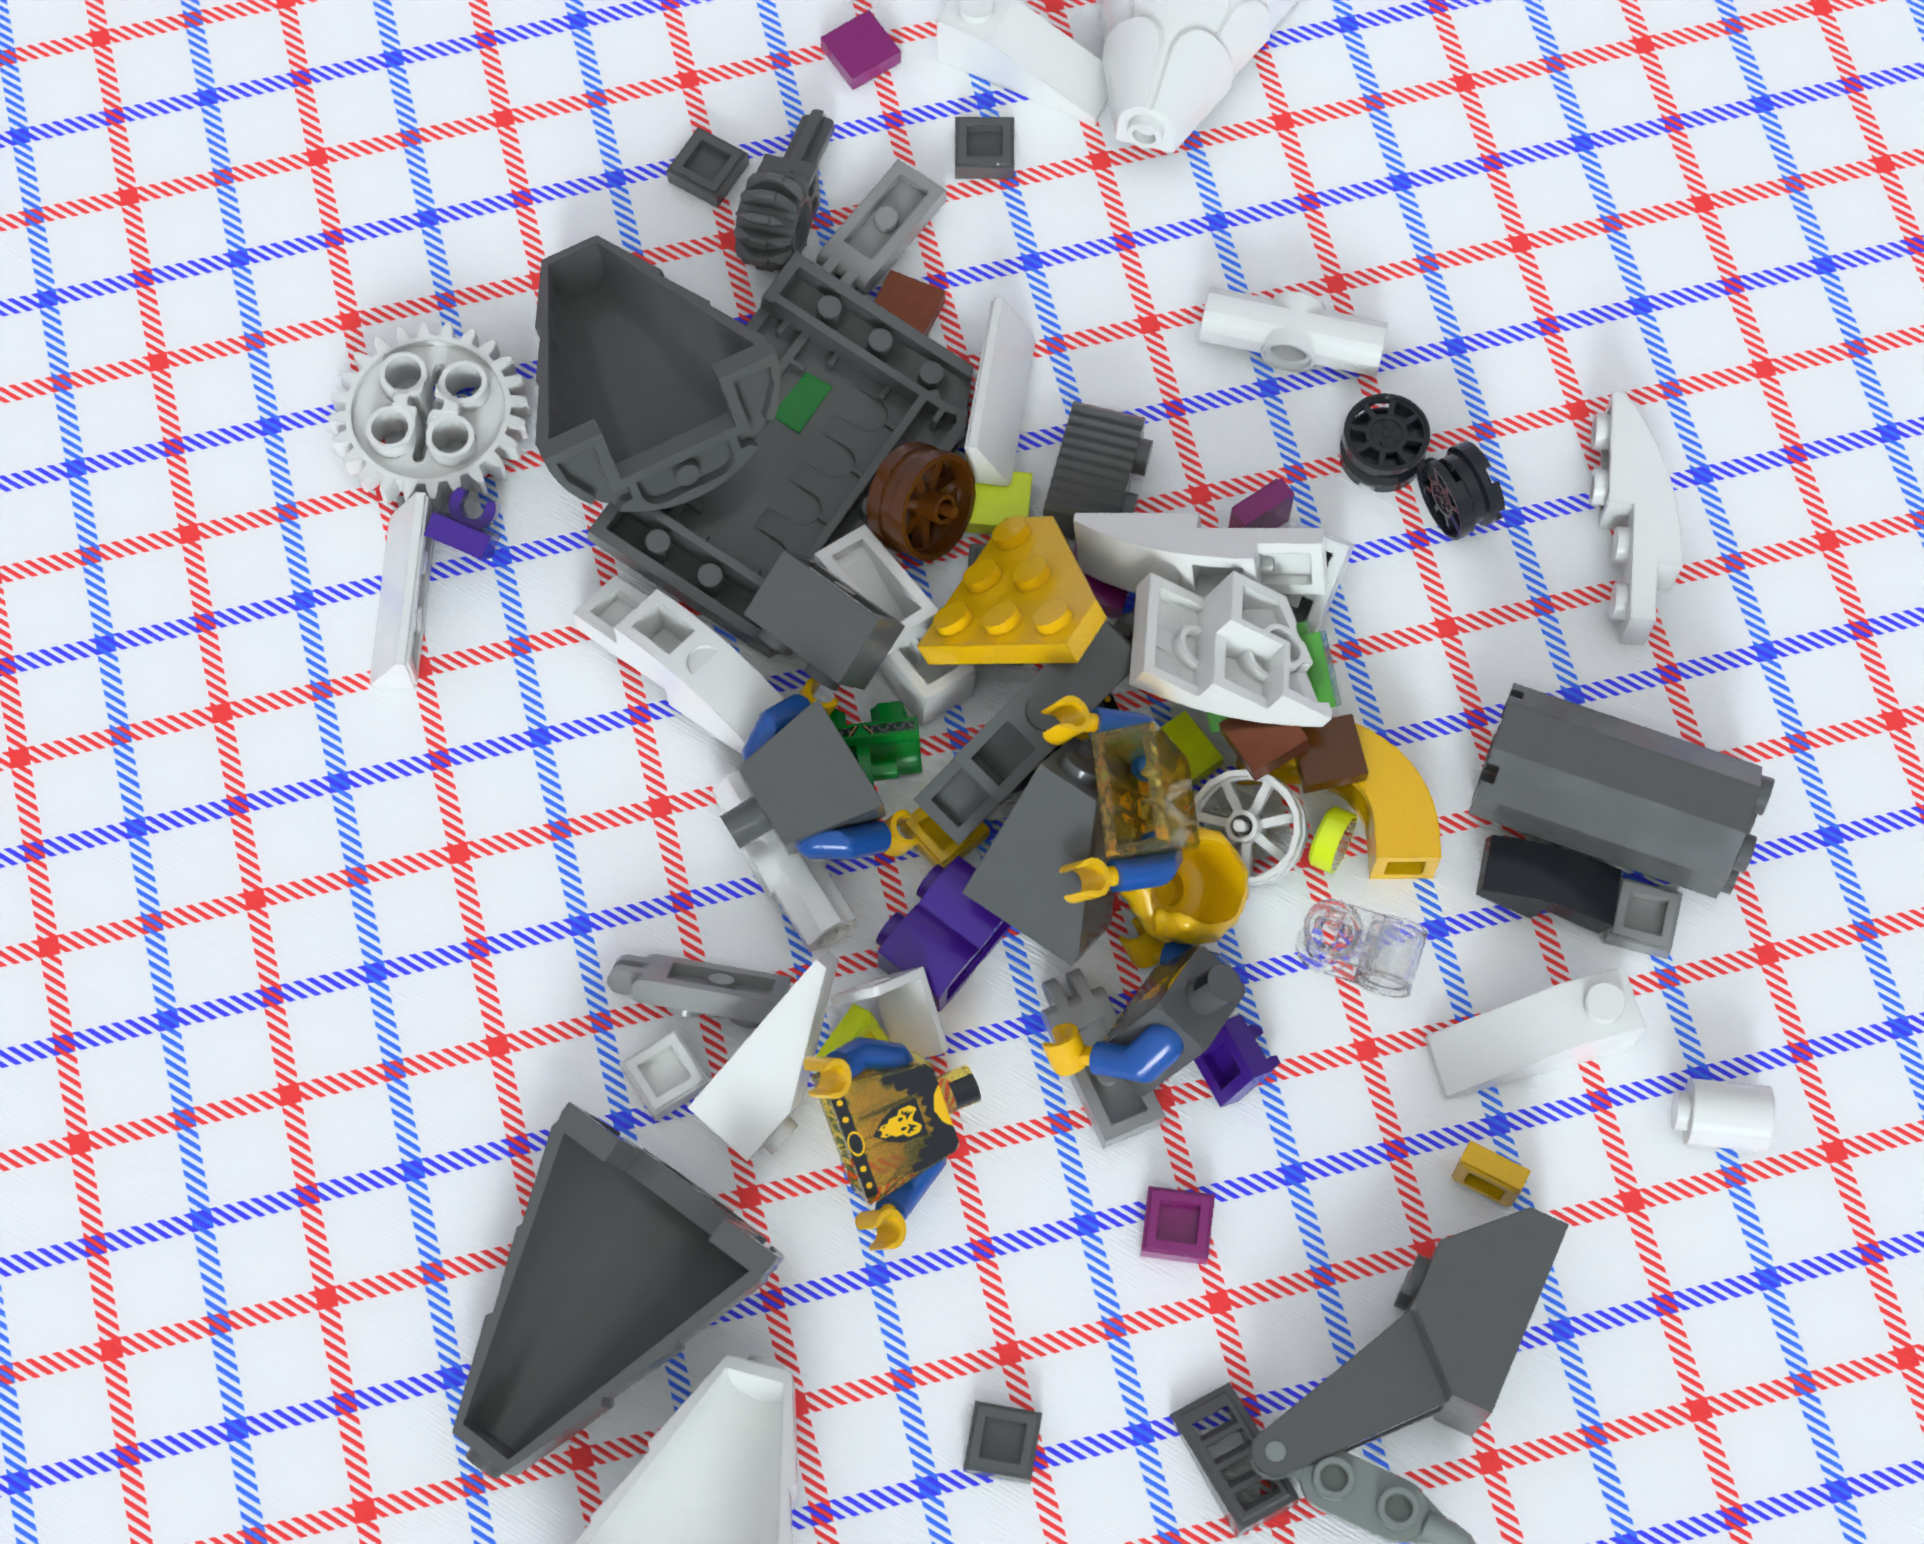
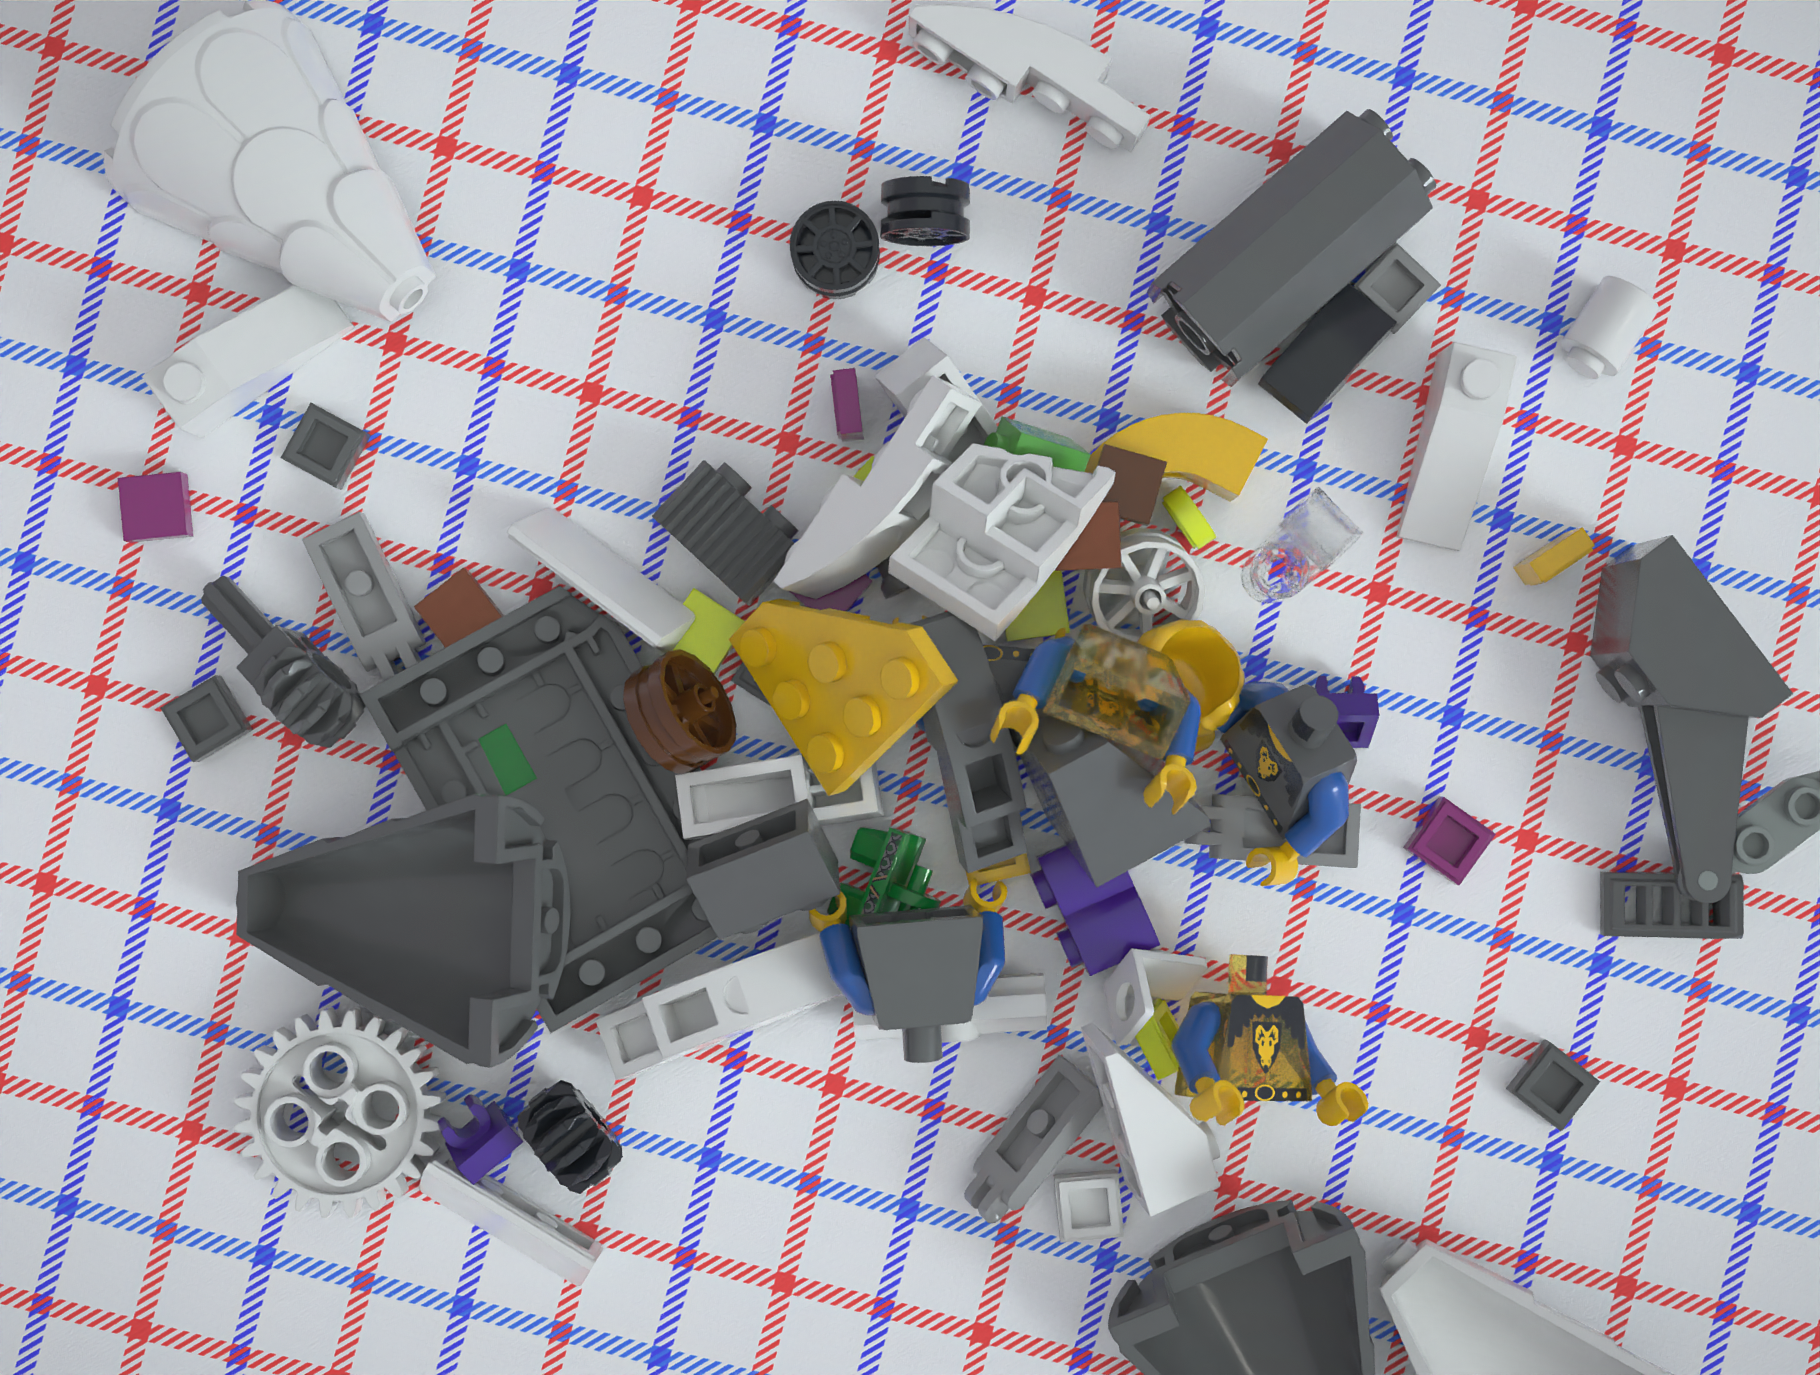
camera: 60 degrees left, 20 degrees up
(504, 596) = (570, 1137): none -> black gear
(1293, 331) = (679, 268): white piece -> none

